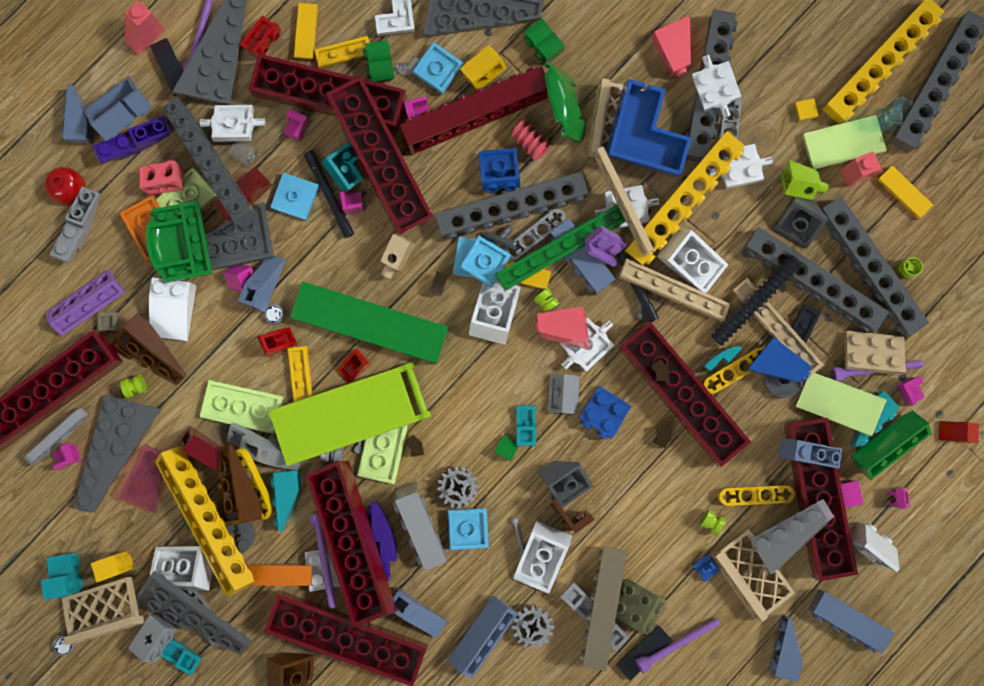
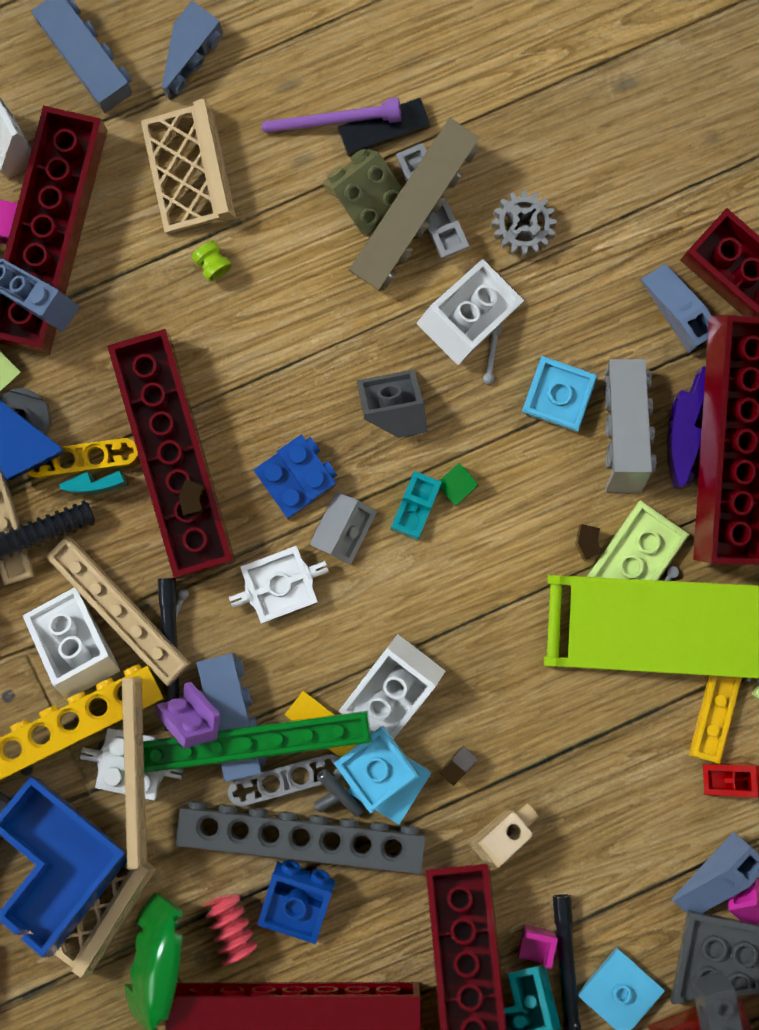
camera: 160 degrees left, 0 degrees up
(274, 314) = (719, 823): tile -> none
(334, 456) = (710, 574): light grey wheel -> none
(353, 365) = (631, 696): red slope -> none
(369, 322) = (585, 751): green tile -> none
(447, 492) = (563, 456): light grey gear -> none
(482, 637) = (600, 237): sand blue brick -> none
(546, 301) = (307, 666): lime wheel -> none
(564, 326) = (300, 623): coral slope -> none
(581, 519) = (393, 339): reddish brown bracket -> none
(663, 436) = (227, 408): dark brown piece -> none
(705, 567) = (248, 205): blue tile -> none
(756, 495) = (132, 276): yellow beam -> none
(788, 537) = (115, 195): light grey wedge -> none

